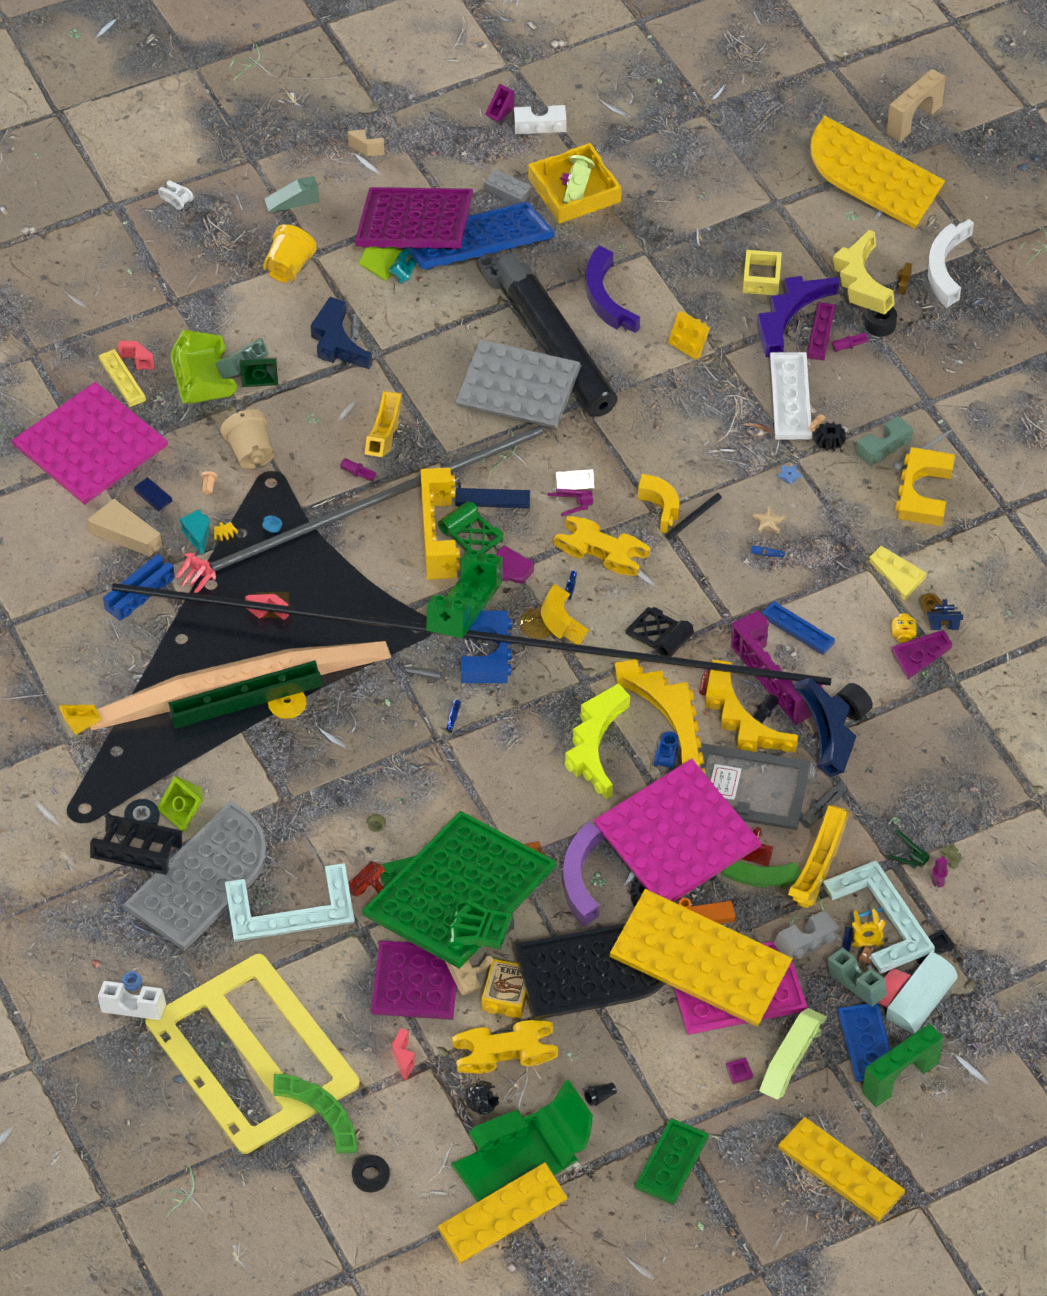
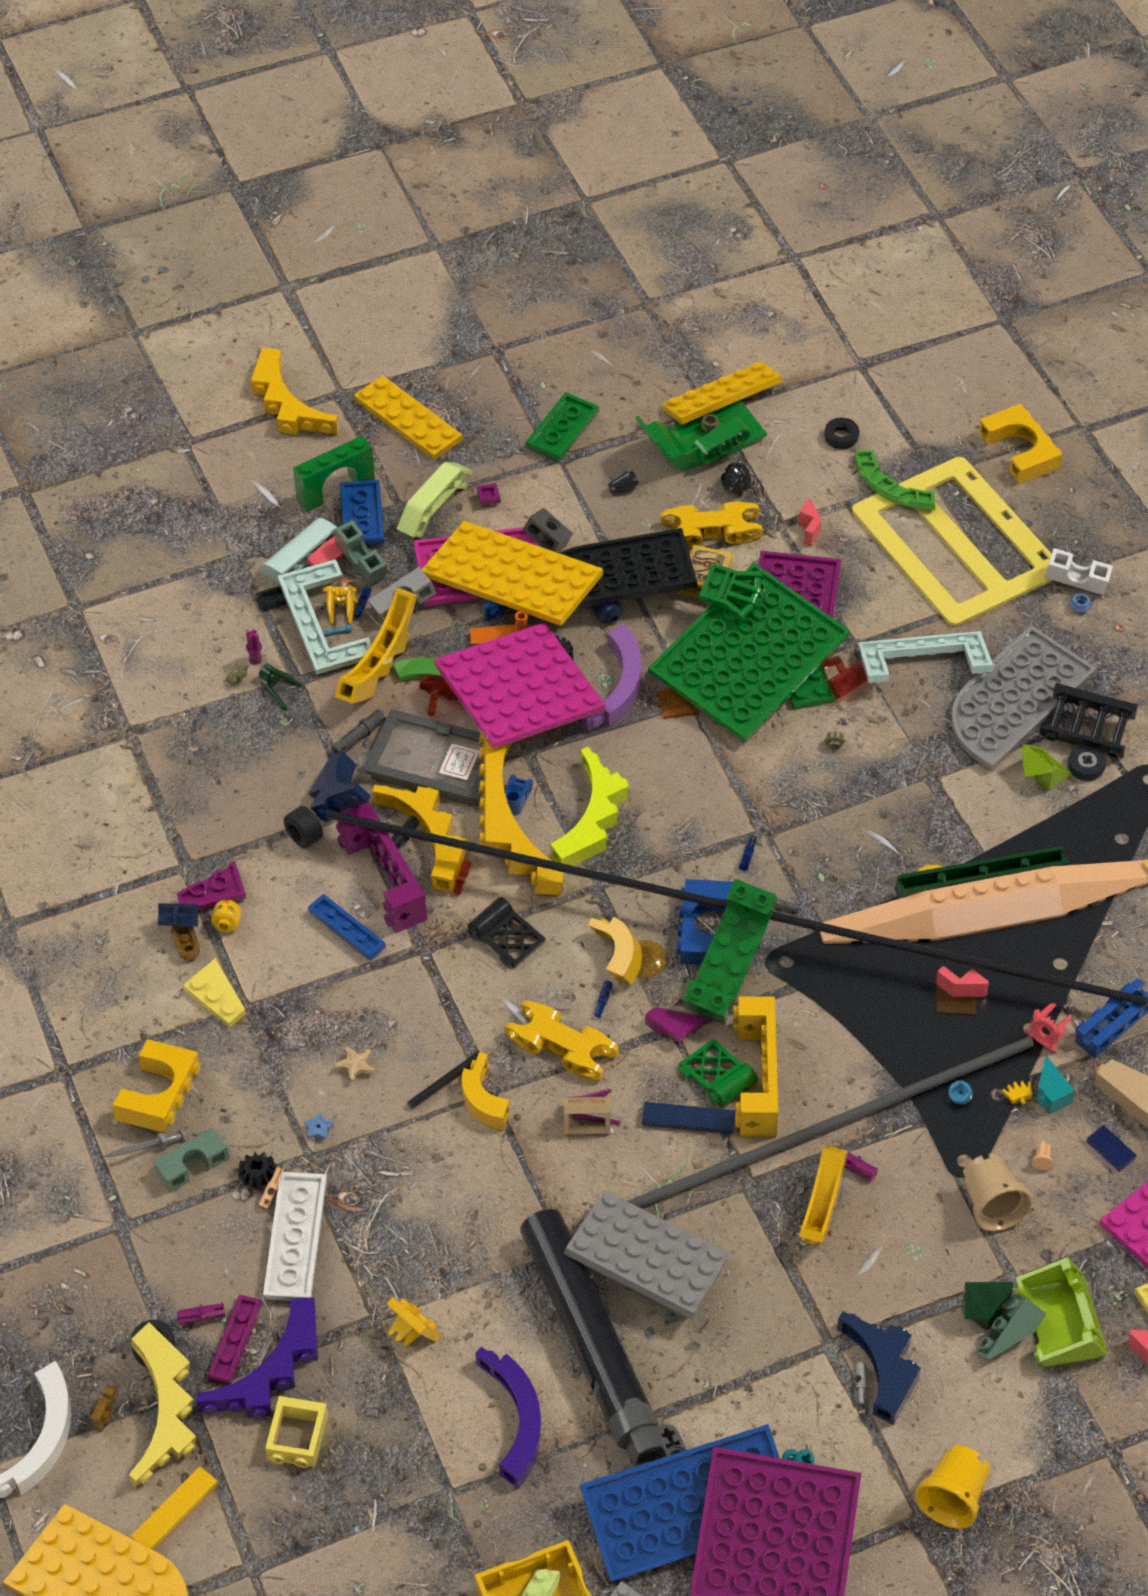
camera: 175 degrees left, 0 degrees up
(180, 1191) = (1018, 423): none -> yellow arch
(513, 1164) = (709, 423): none -> olive plate
(663, 1010) = (547, 531): none -> dark grey brick
(758, 550) = (364, 1027): blue pin -> none
(838, 228) = (175, 1509): none -> yellow tile
(982, 1173) = (291, 412): none -> yellow arch

